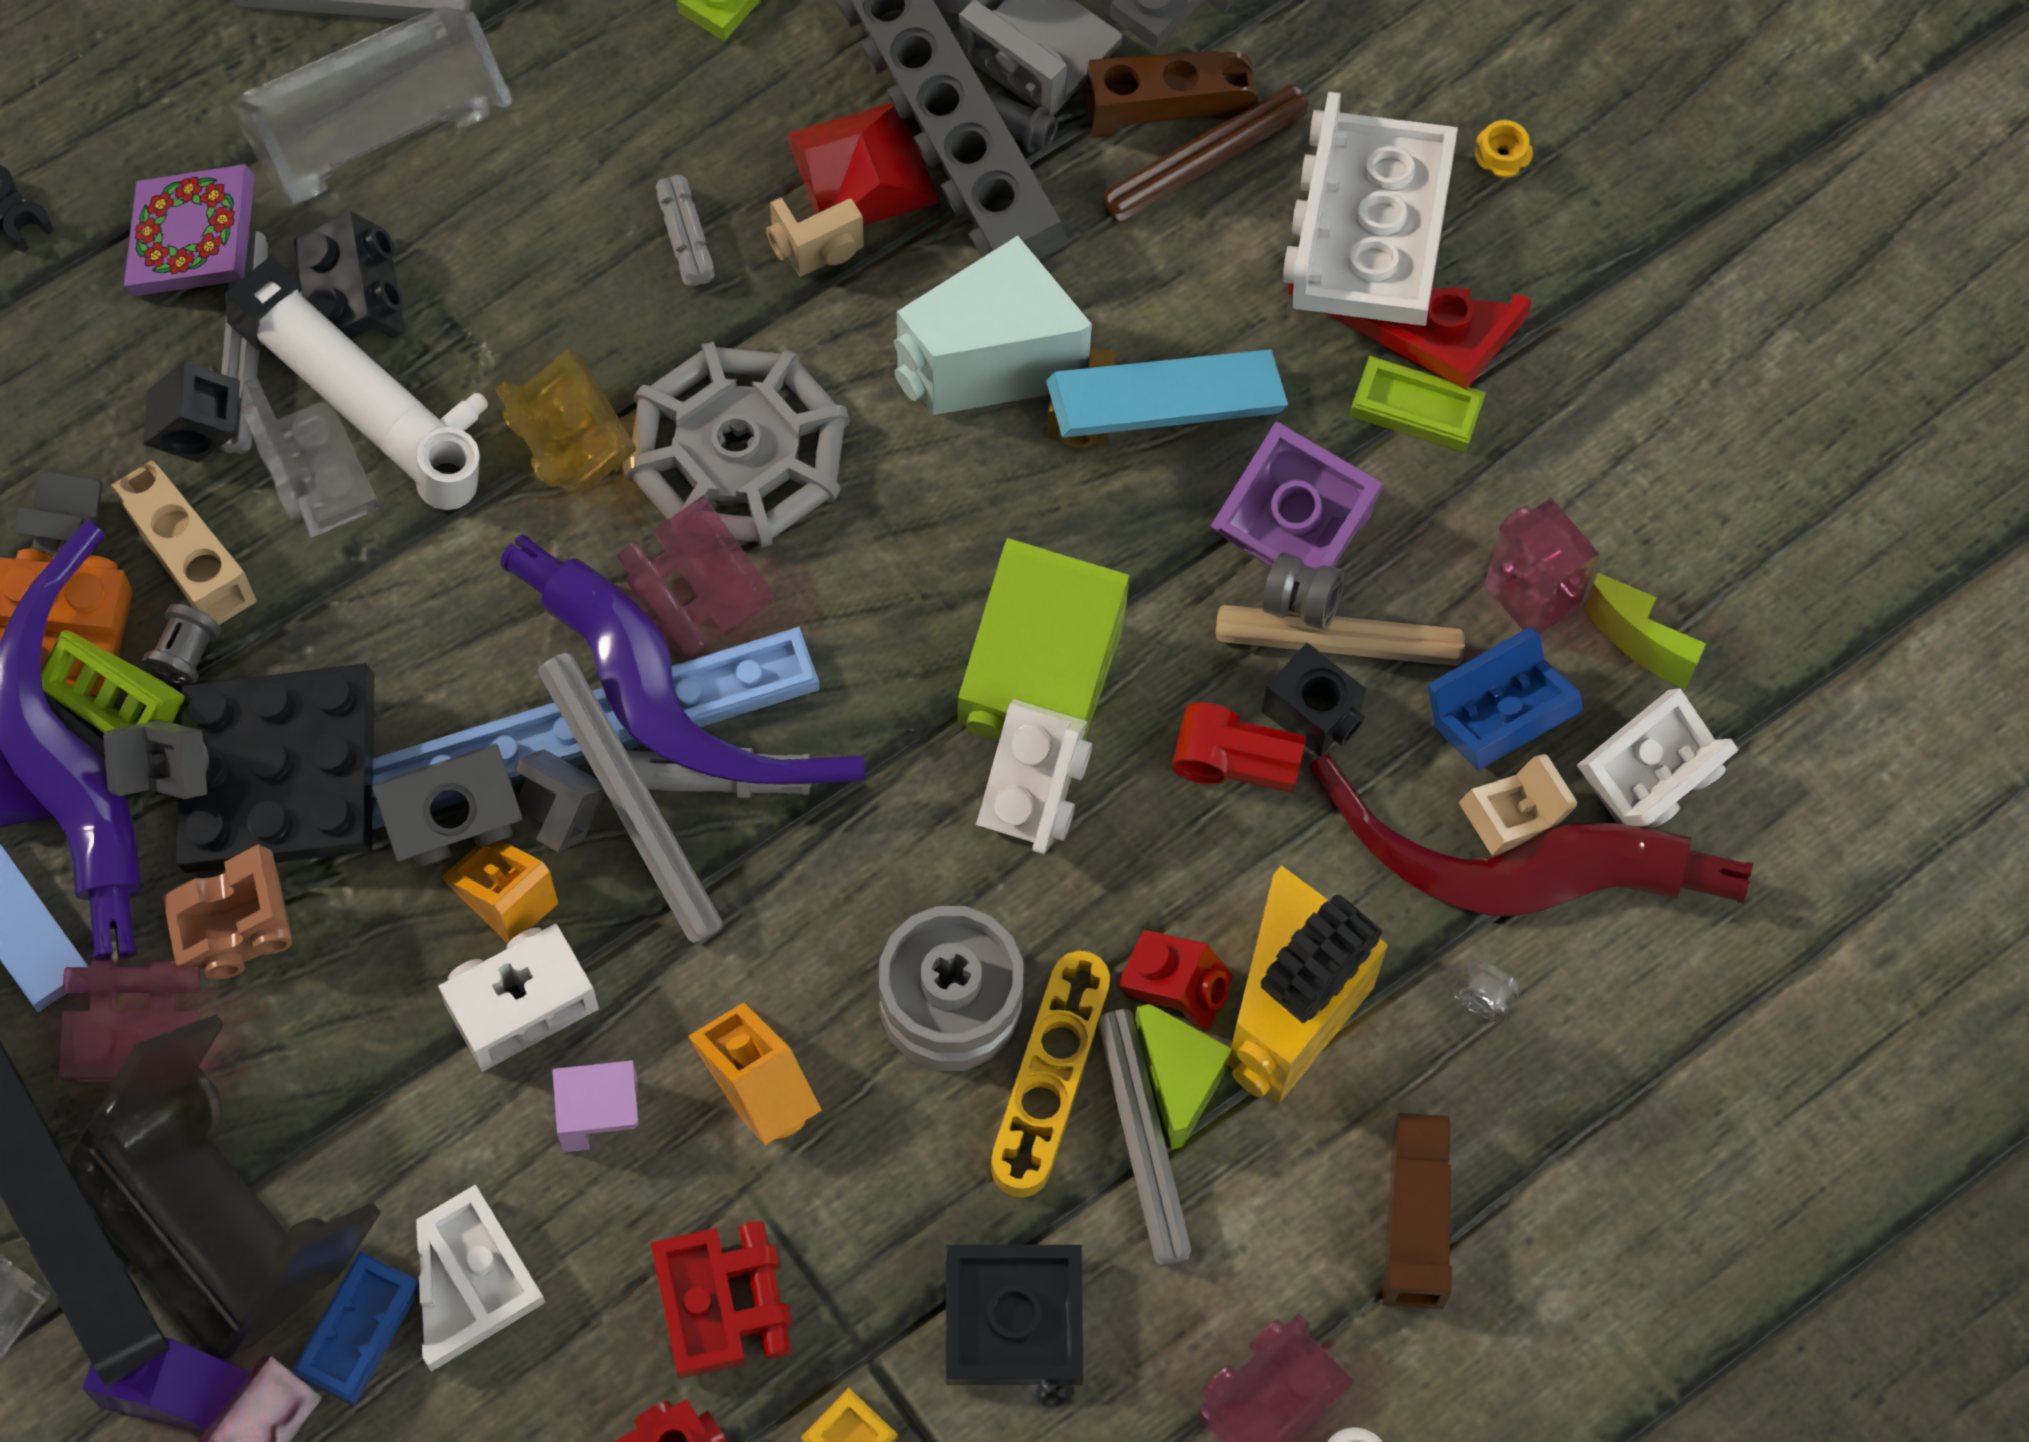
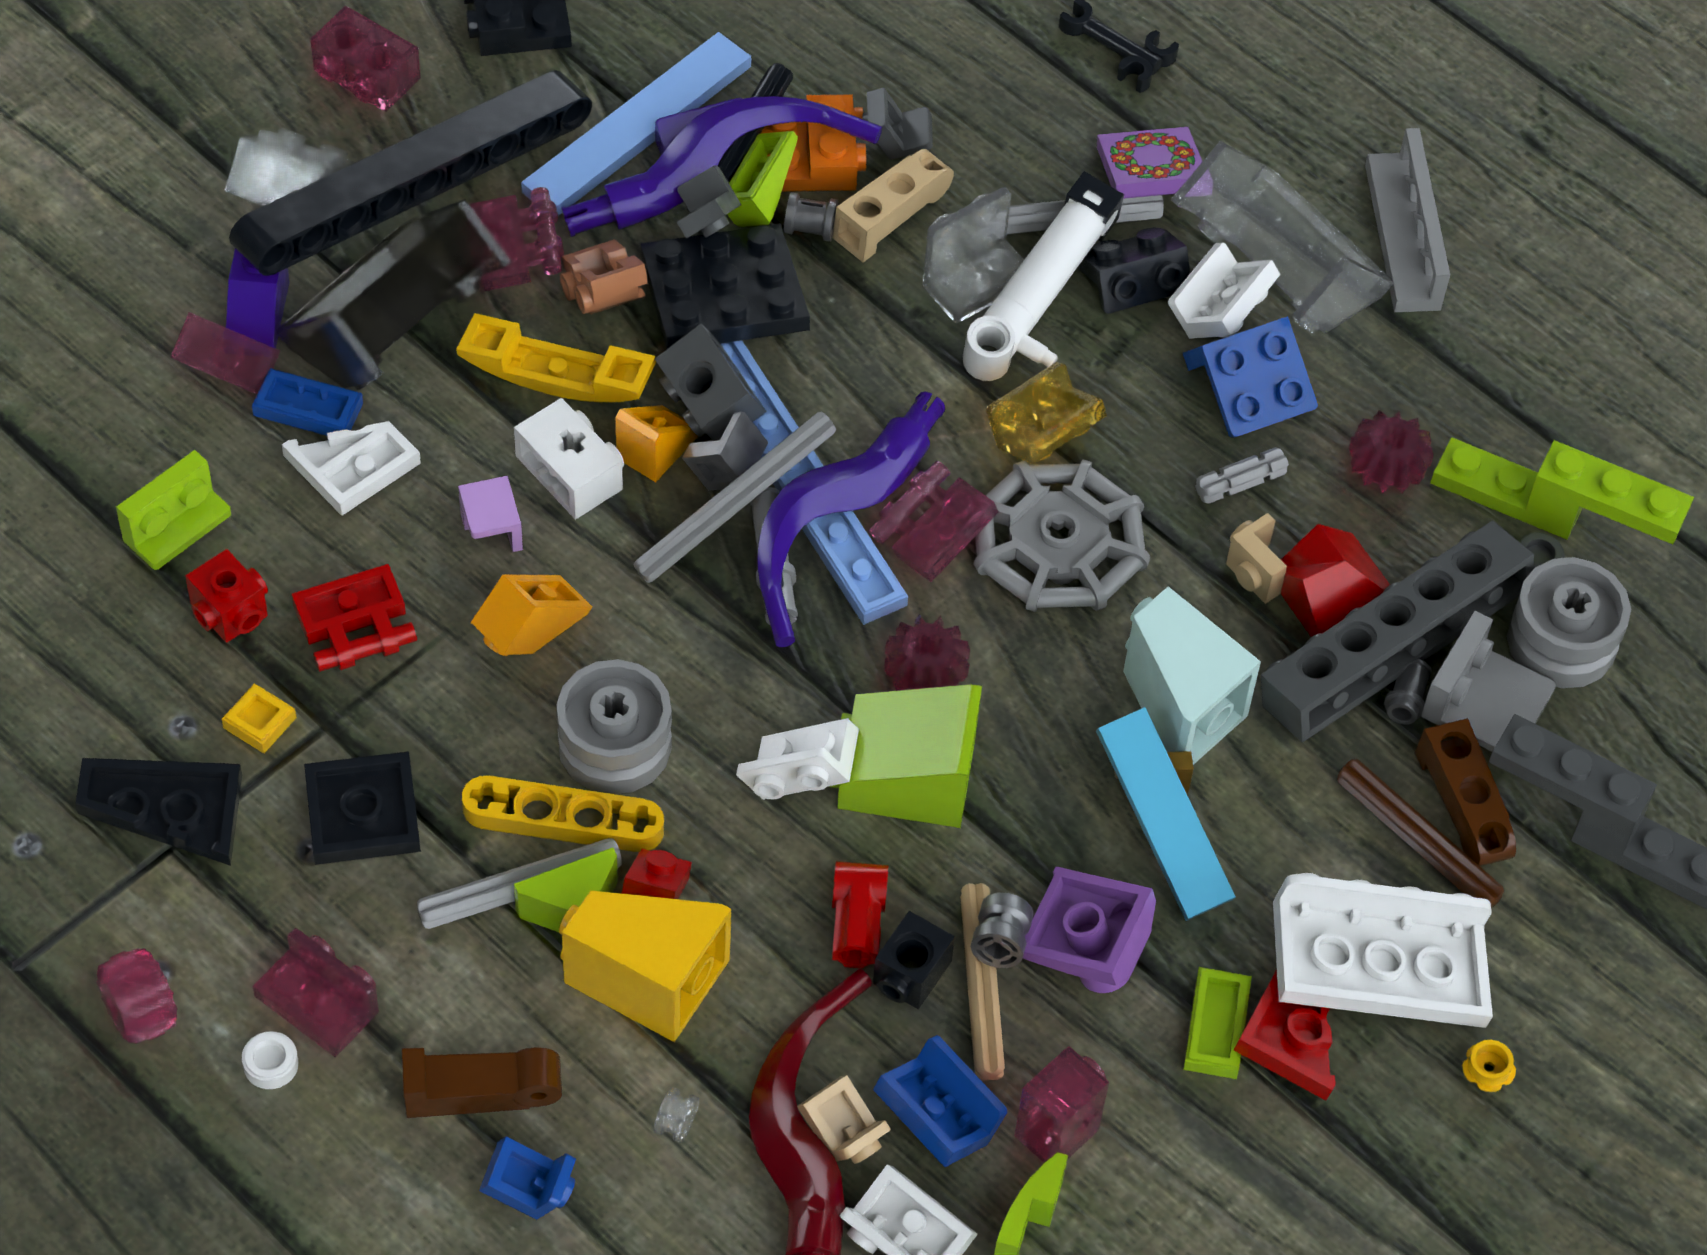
camera: 80 degrees right, 10 degrees down
(191, 412) = (993, 174): black brick -> none
(360, 995) = (553, 368): none -> yellow slope
(421, 190) = (1221, 293): none -> white bracket
(538, 179) = (1256, 376): none -> blue bracket
(688, 63) = (1391, 451): none -> clear pink gear
(905, 597) = (926, 656): none -> clear pink gear
(1321, 958) = (636, 918): black tyre -> none
(1558, 1163) = (528, 1179): none -> blue bracket

